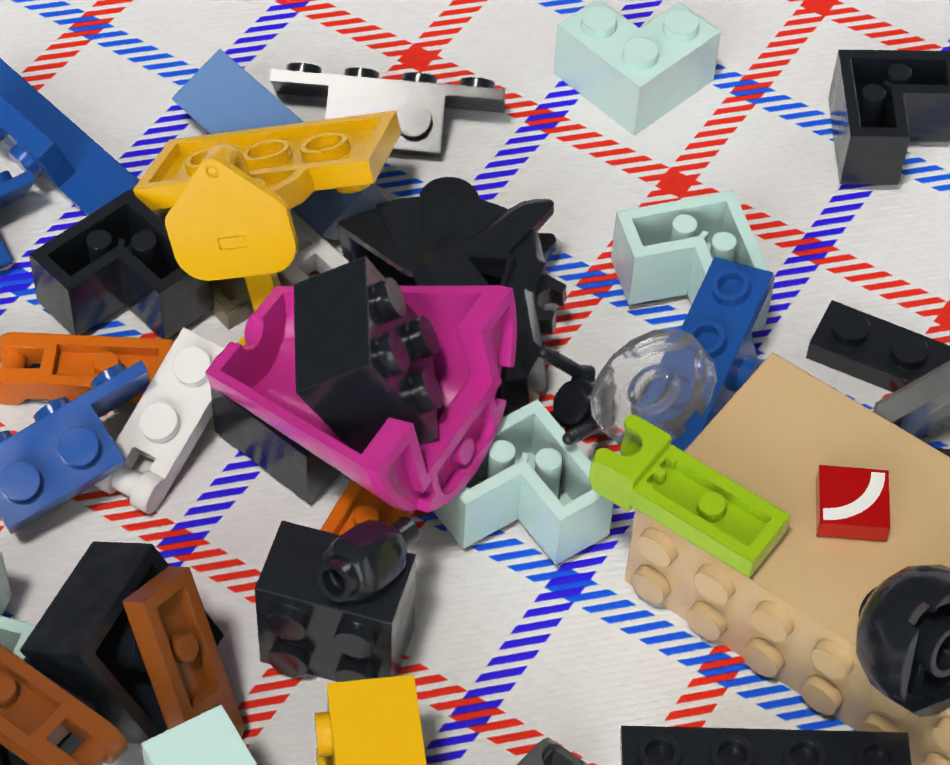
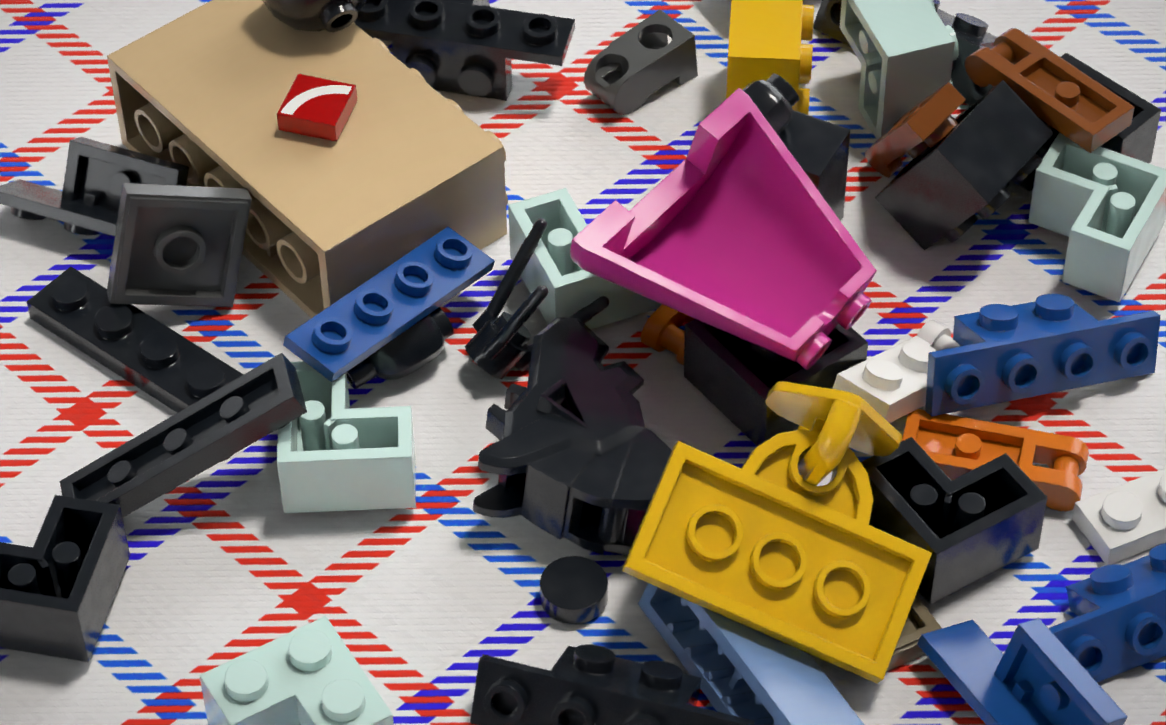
camera: 165 degrees left, 5 degrees down
(364, 354) = (726, 207): black brick -> none
(656, 377) = (443, 270): clear tile -> none
(687, 497) = (463, 118): lime plate -> none
(824, 213) = (192, 439): none -> black plate

